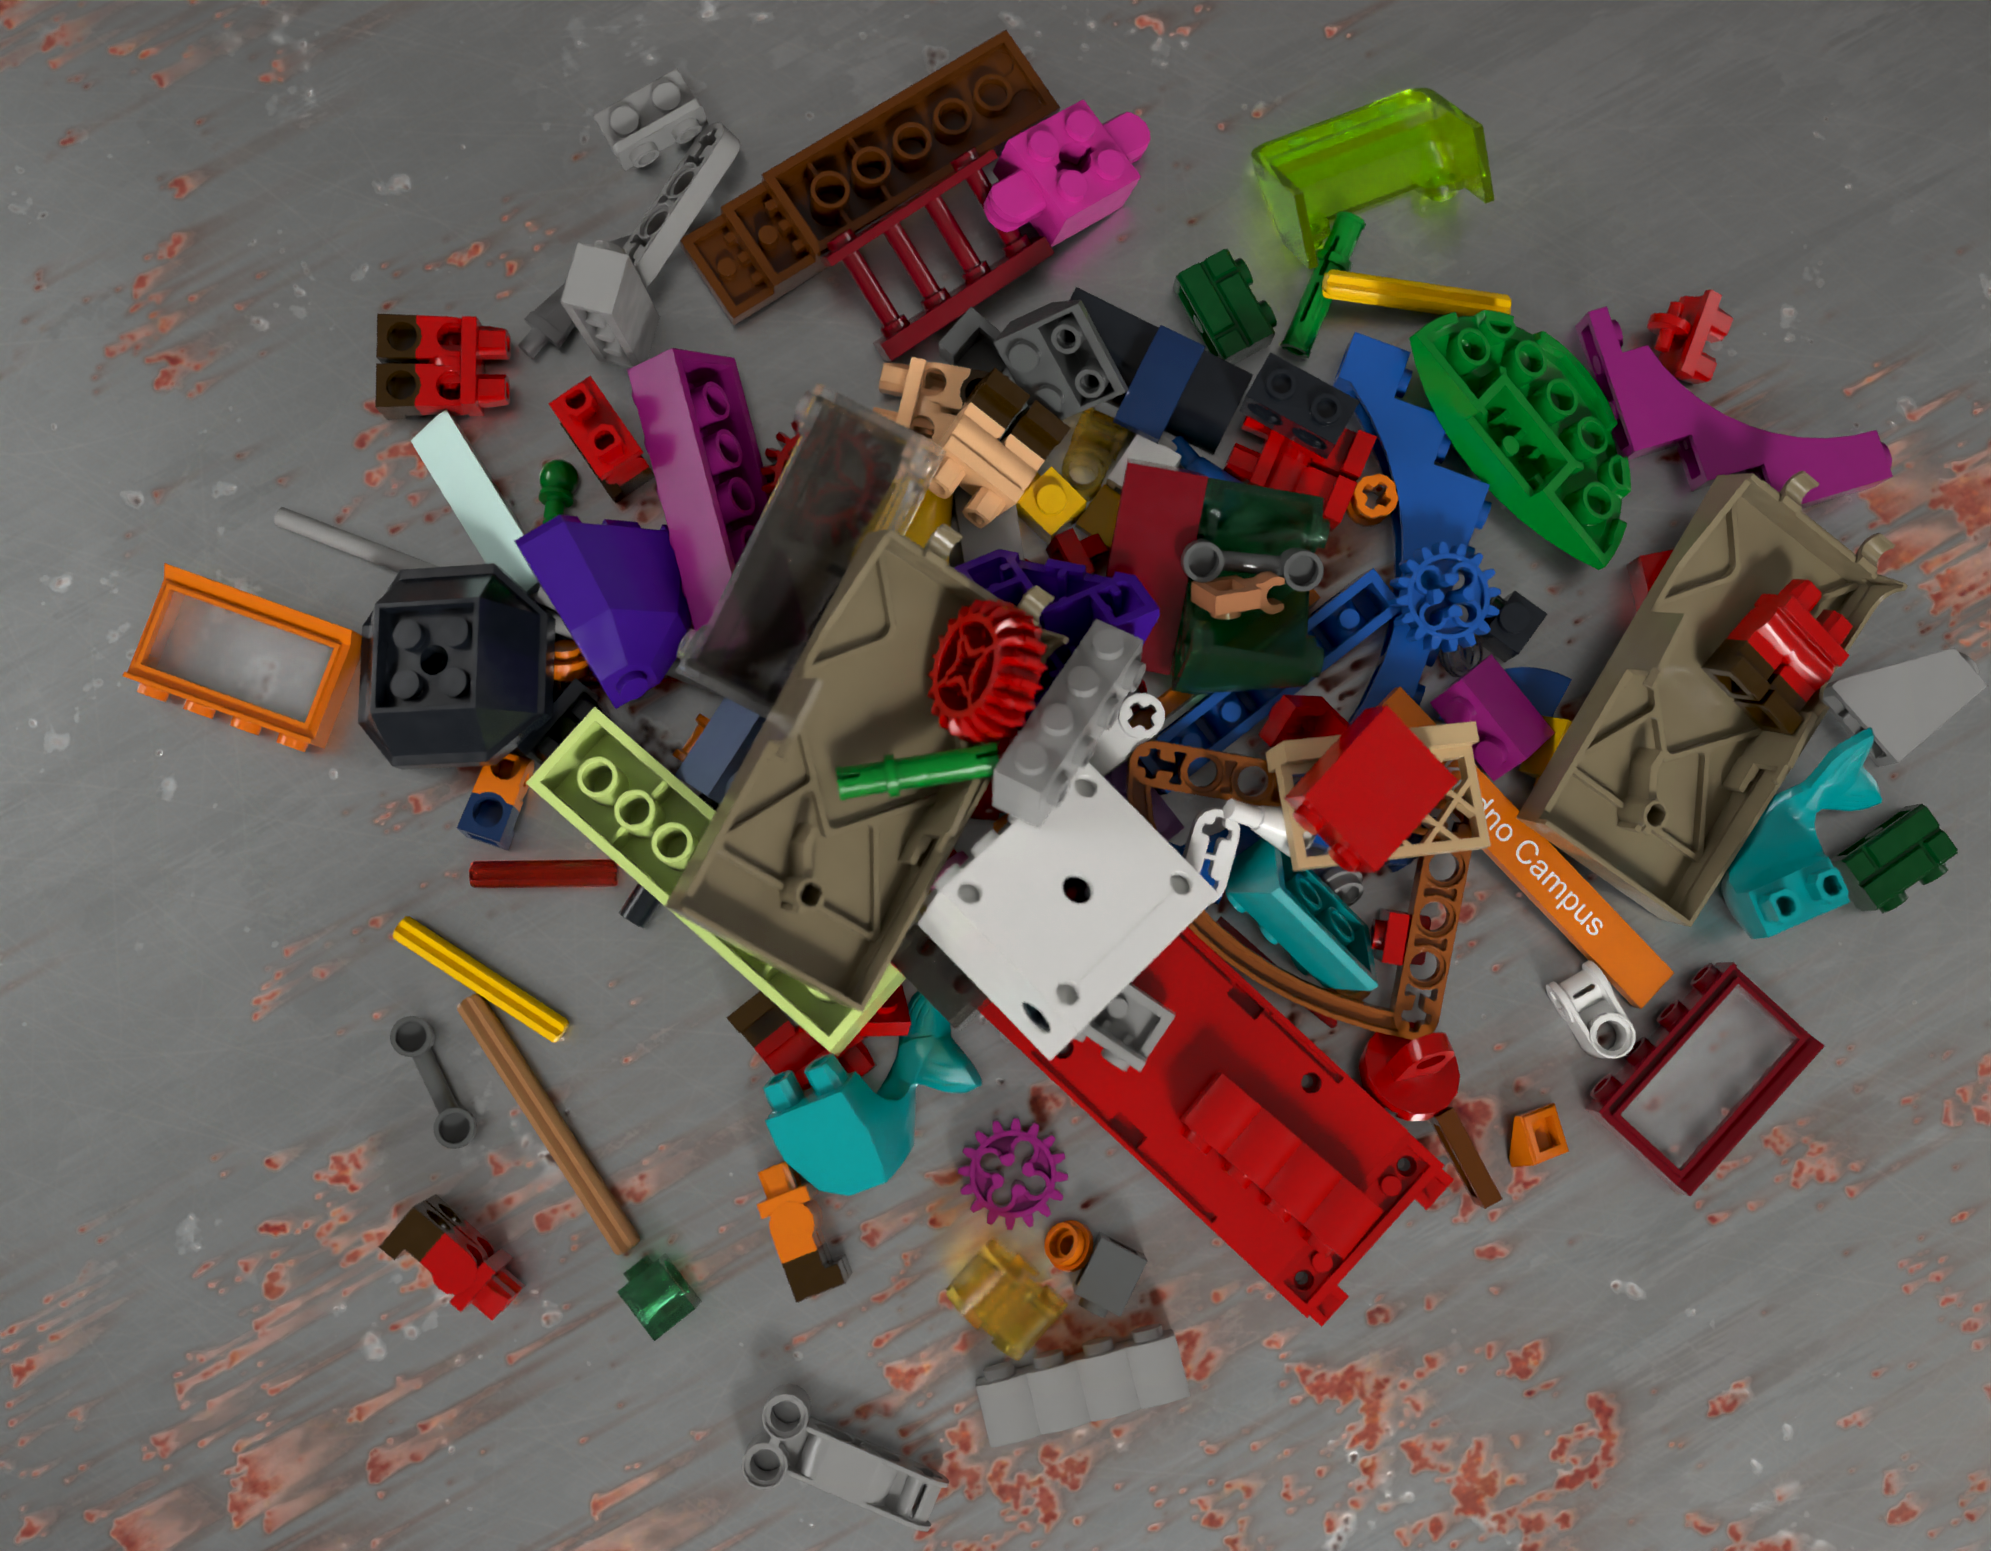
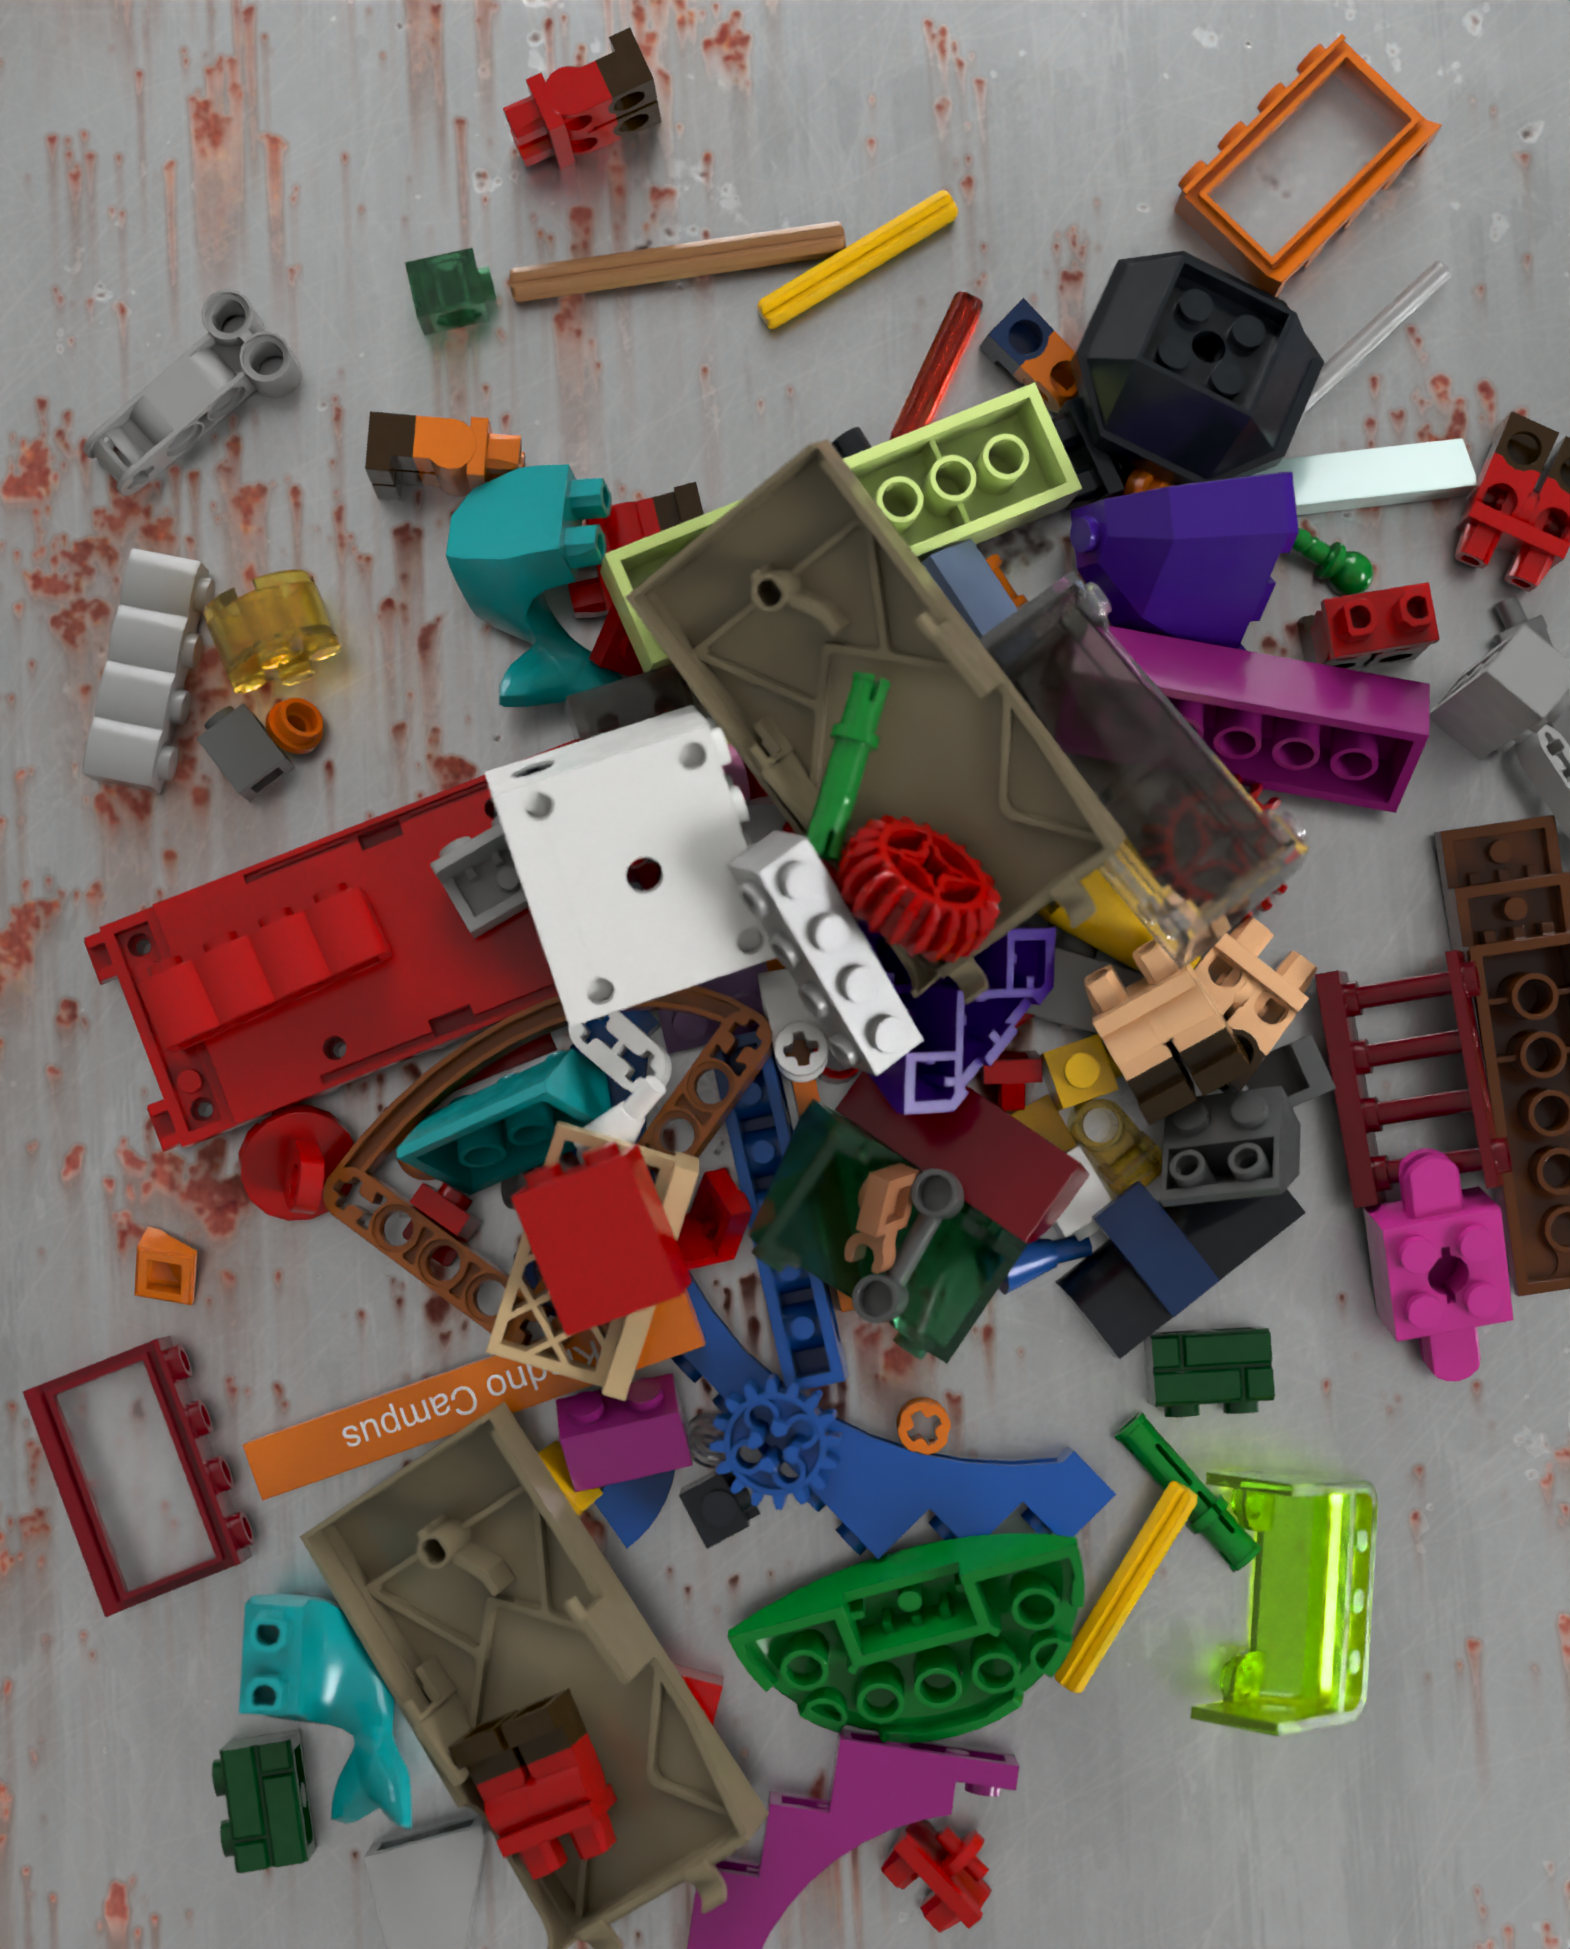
camera: 115 degrees right, 0 degrees up
(415, 1038) = (826, 167): dark grey bar -> none
(1040, 1163) = (401, 670): magenta gear -> none
(1296, 469) = (1021, 1364): red hips -> none
(1298, 405) = (1060, 1384): black brick -> none
(1465, 1158) = (179, 1178): reddish brown tile -> none
(1590, 1009) = (267, 1390): white piece -> none

